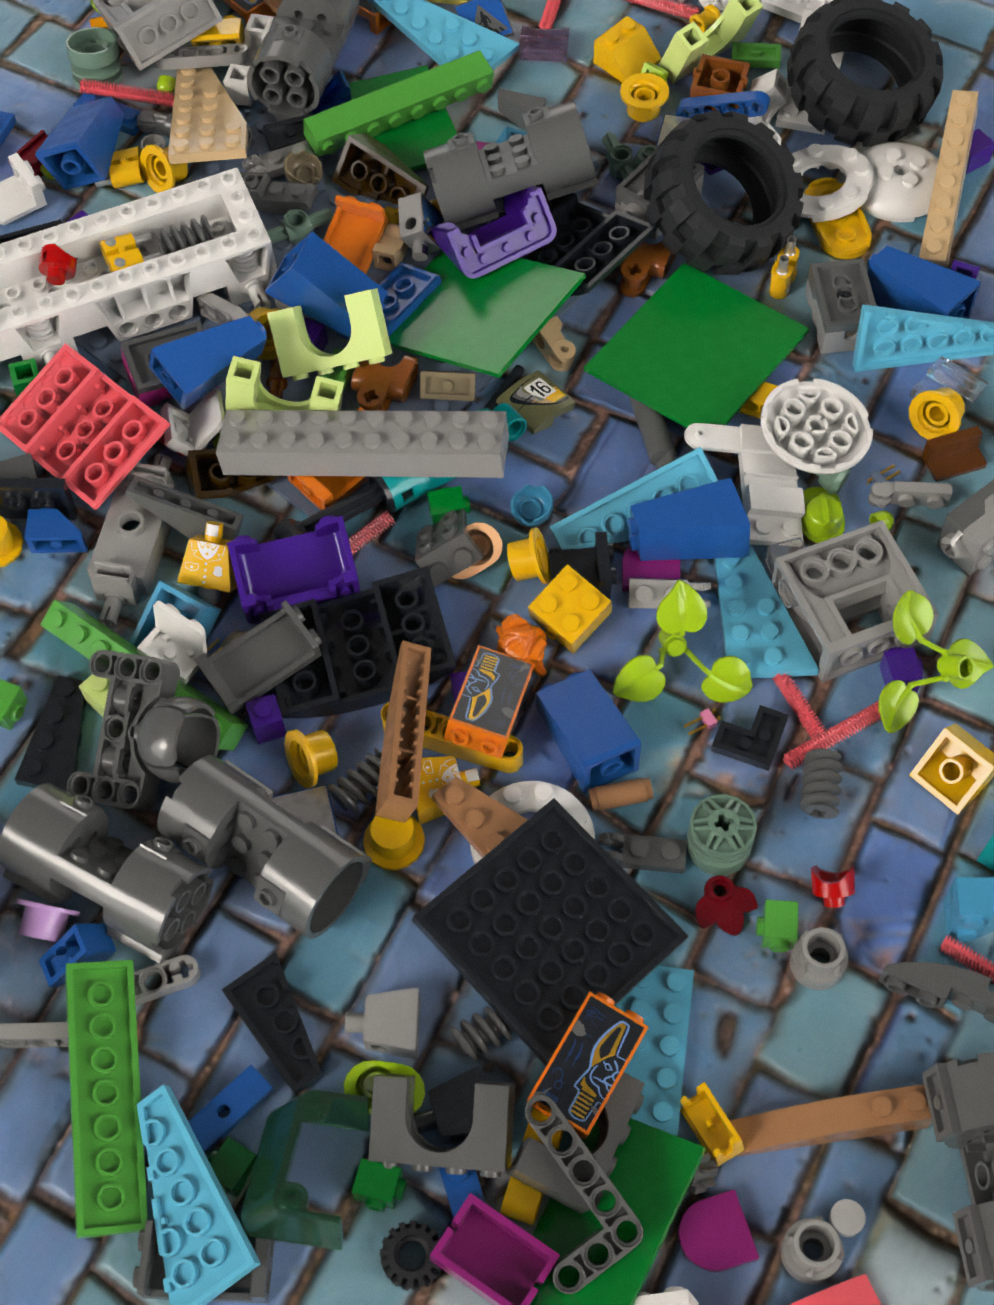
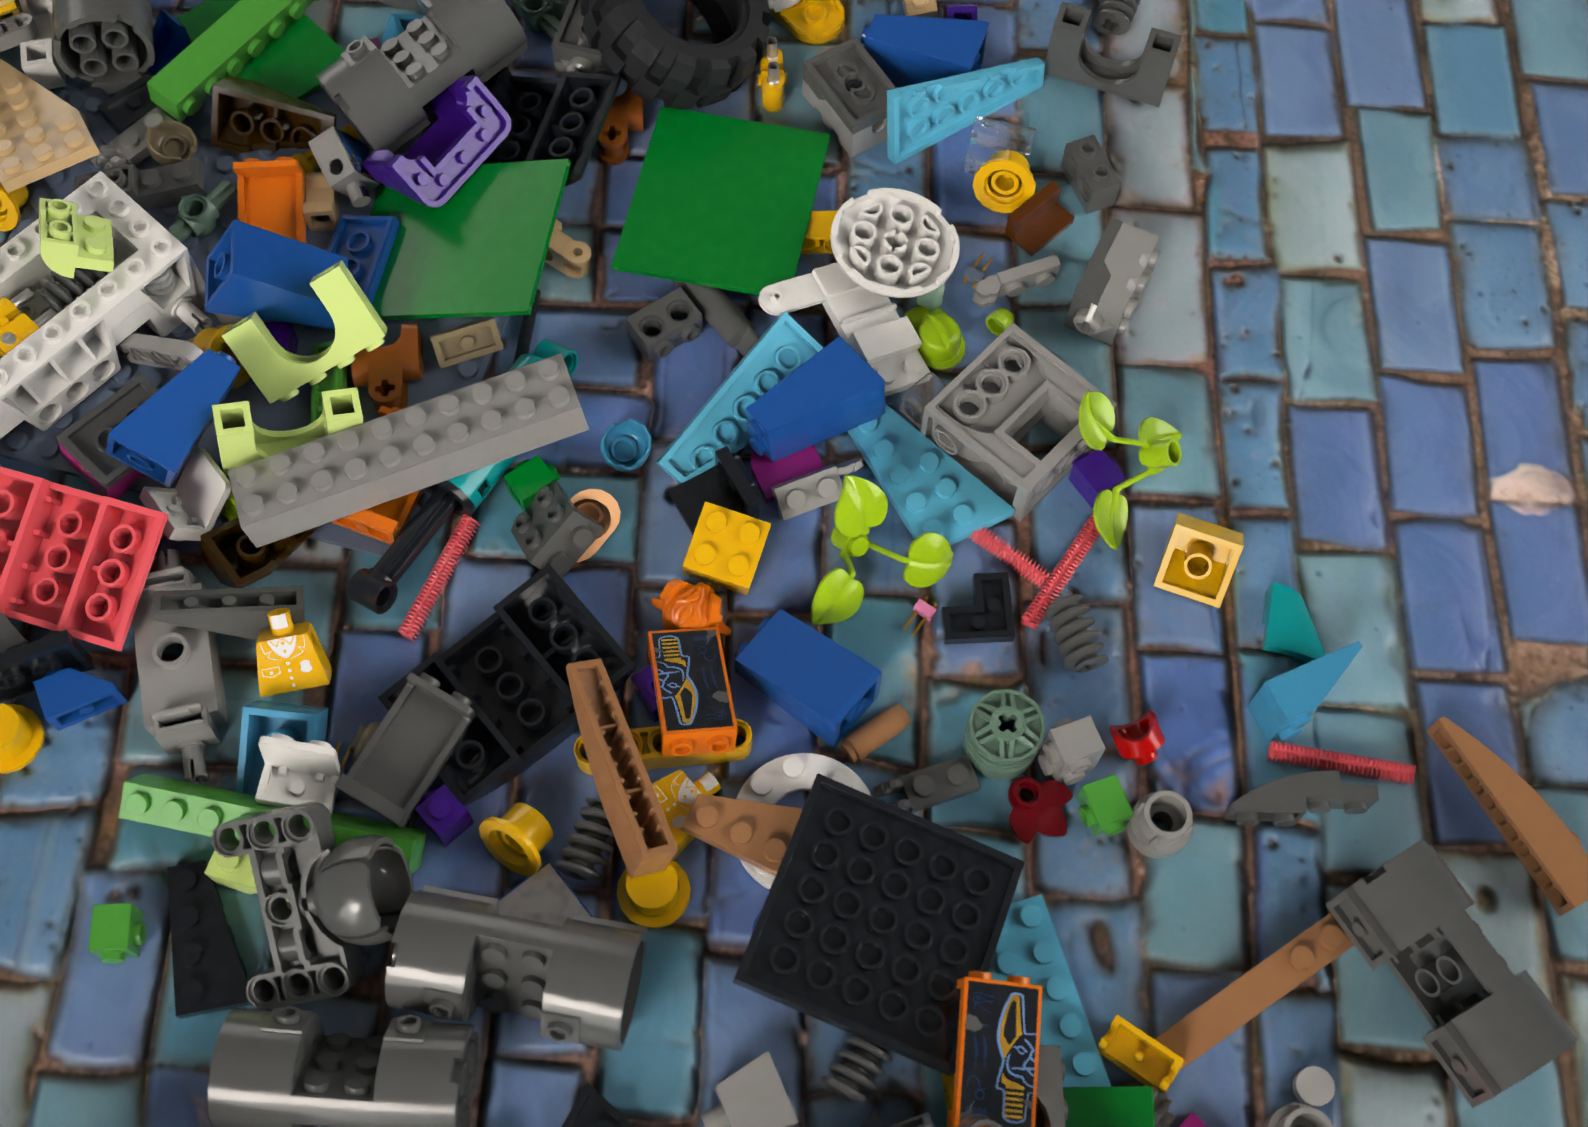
camera: 30 degrees left, 5 degrees up
(192, 206) = (73, 239): none -> yellowish green brick
(212, 596) = (306, 696): dark grey hinge -> none
(275, 381) = (260, 408): reddish brown axle -> none
(294, 568) = (396, 627): dark purple windscreen -> none
(529, 558) = (653, 508): yellow piece -> none
(537, 401) = (573, 322): olive slope -> none
(606, 427) = (660, 319): none -> dark grey brick
(769, 868) = (1071, 750): none -> light grey brick

